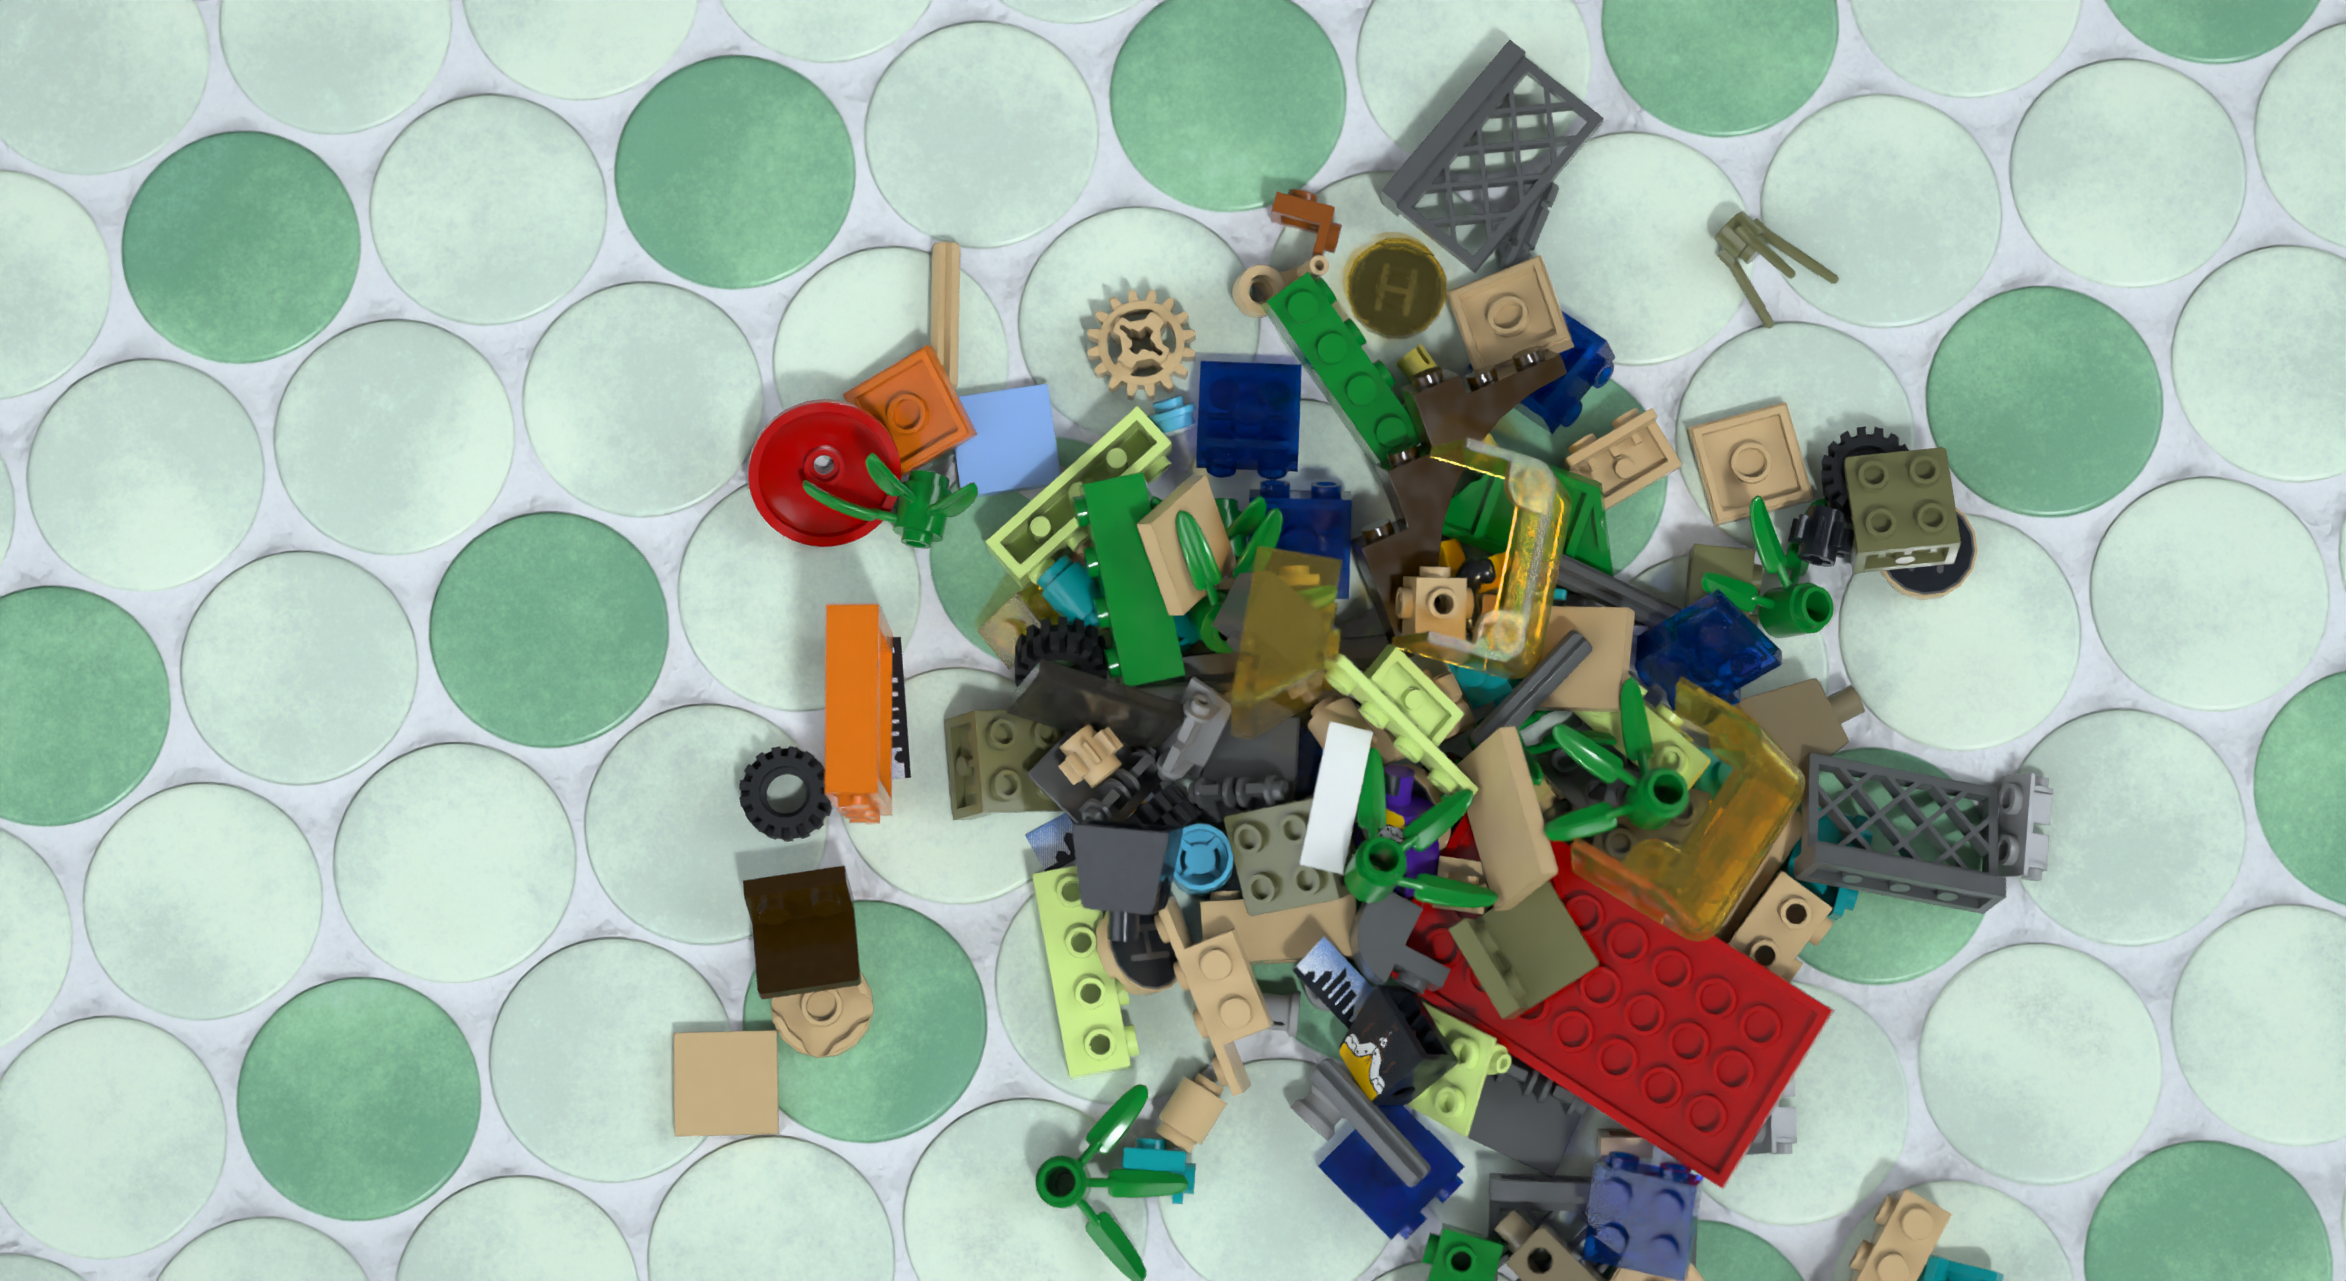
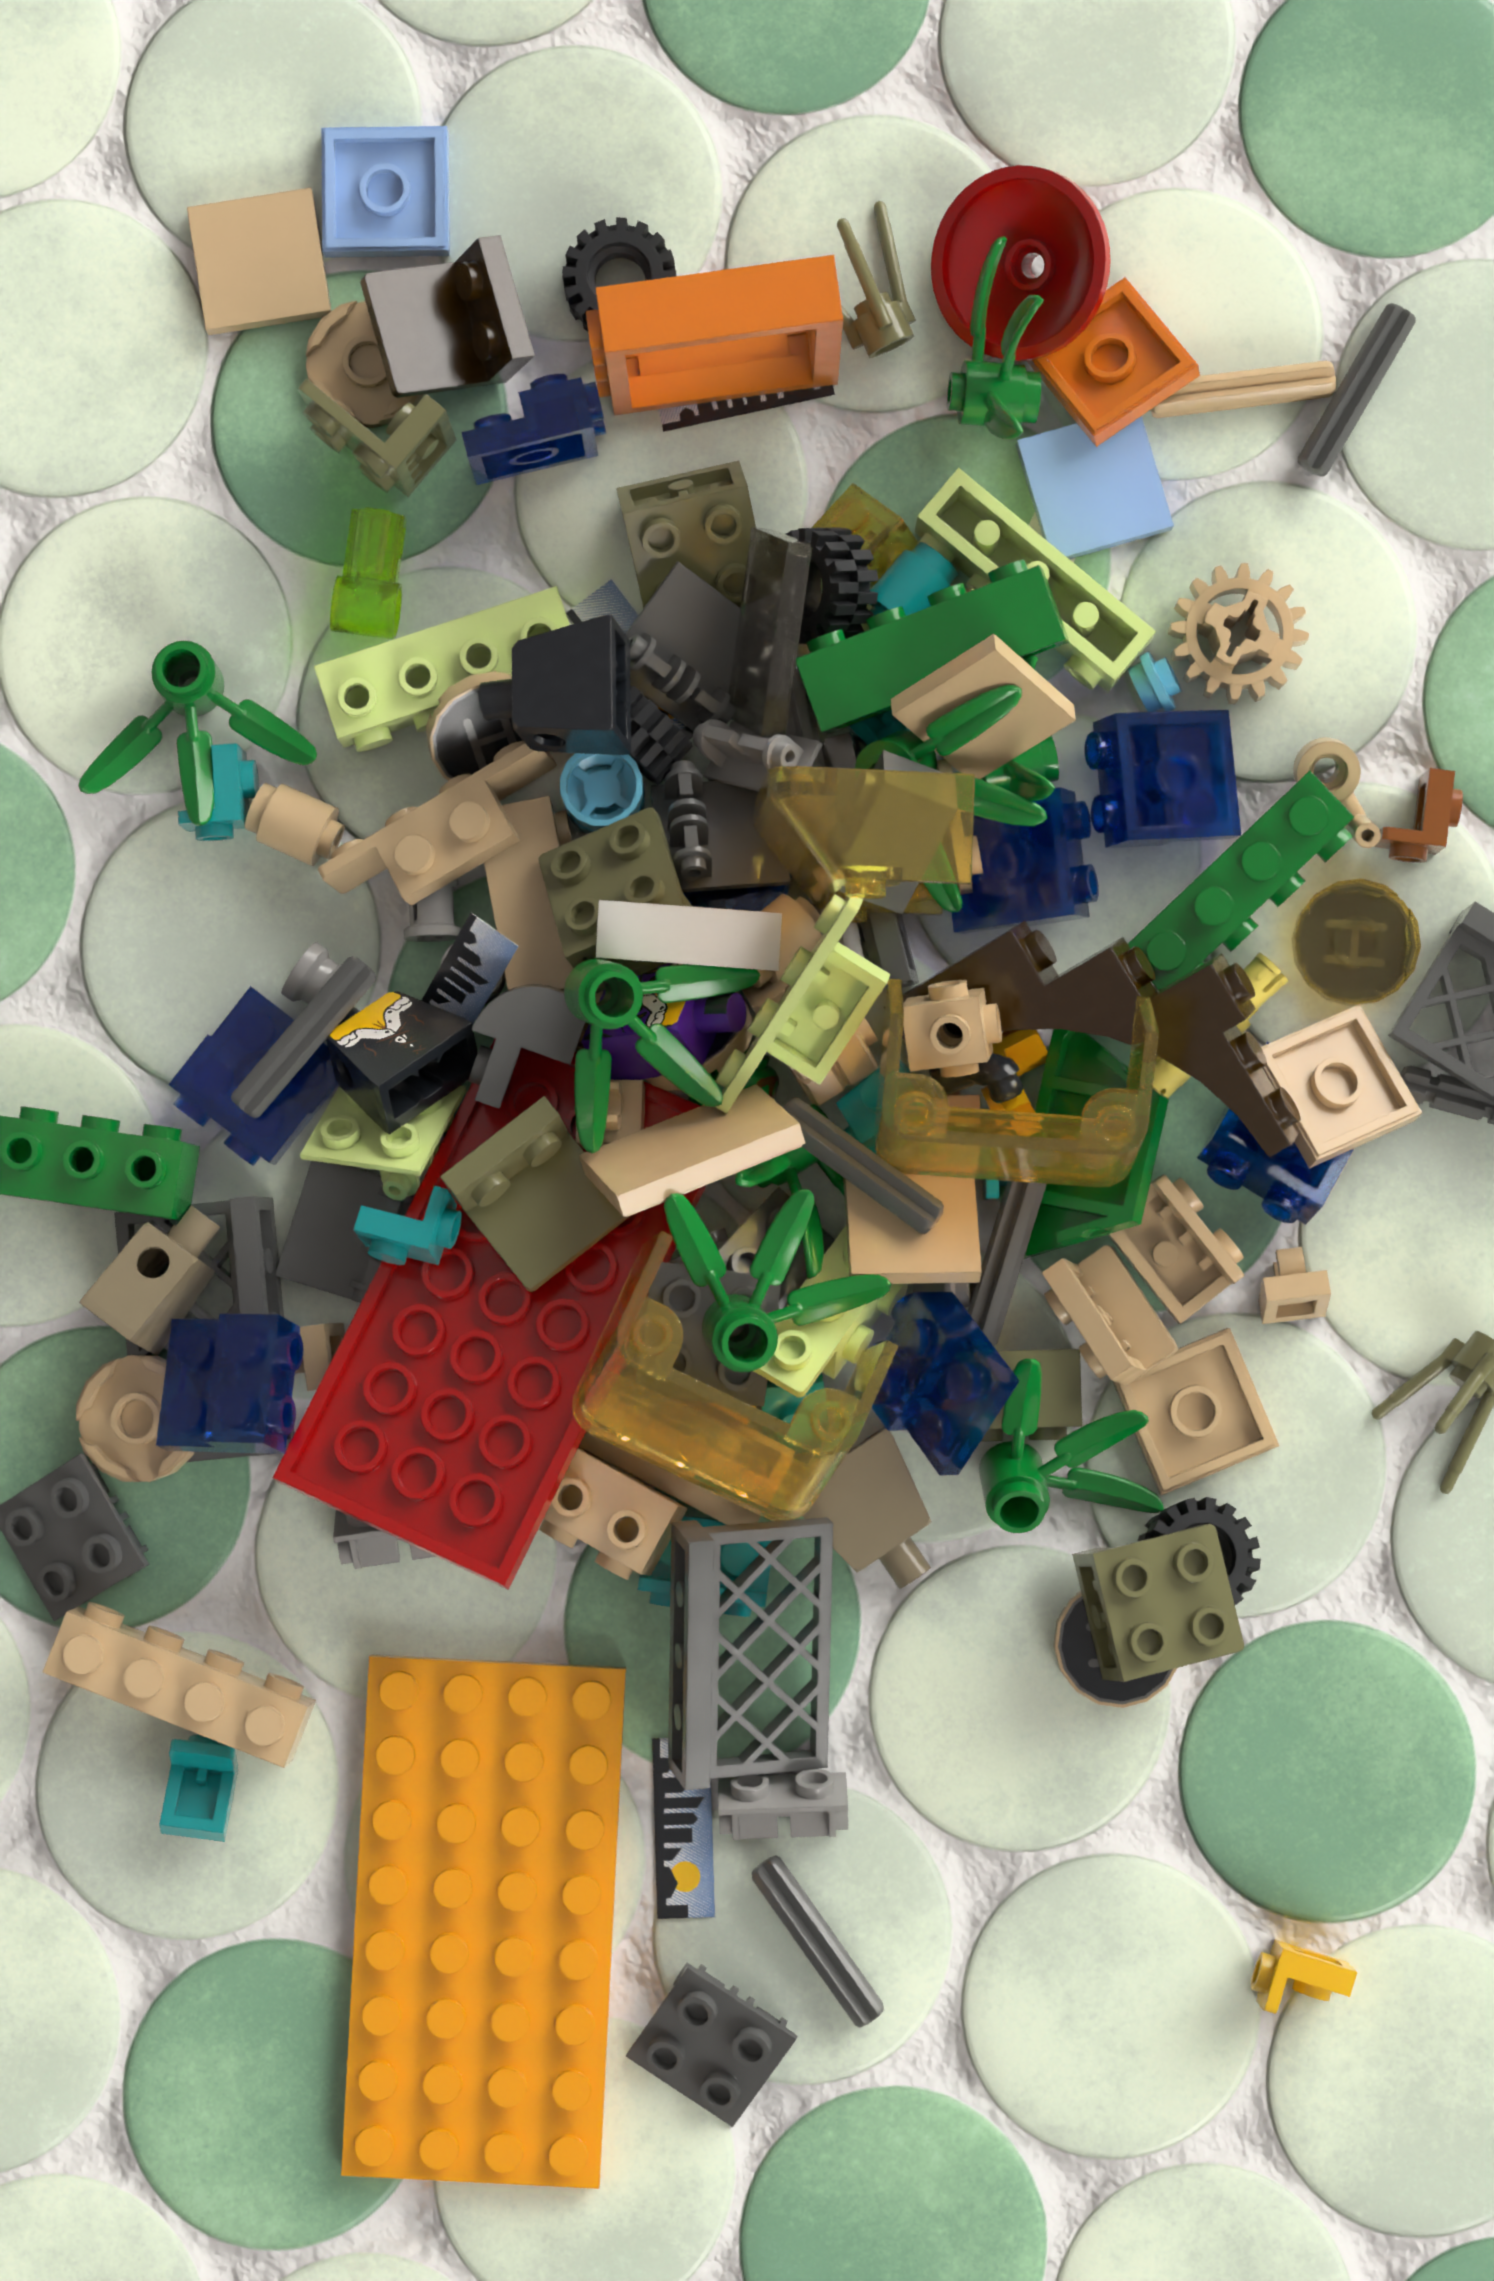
camera: 80 degrees right, 5 degrees up
(684, 974) = (385, 191): none -> light blue tile
(848, 587) = (880, 321): none -> olive plant
(901, 861) = (555, 430): none -> clear blue plate
(910, 1005) = (415, 444): none -> olive bracket
(958, 227) = (1356, 389): none -> dark grey axle
(1009, 1028) = (368, 592): none -> clear neon green piece
(1090, 755) = (709, 635): tan gear -> none
(1542, 1065) = (398, 1237): none -> teal bracket
(1665, 375) = (1292, 1290): none -> tan tile
(1669, 516) = (1111, 1314): none -> tan bracket
(1821, 536) = (1112, 1508): black gear -> none
(2043, 912) = (681, 1843): none -> sticker
(2089, 1077) = (484, 1921): none -> light orange plate
(2134, 814) = (817, 1941): none -> dark grey axle
(2200, 433) = (1312, 1975): none -> yellow bracket
(2206, 908) = (712, 2044): none -> dark grey hinge

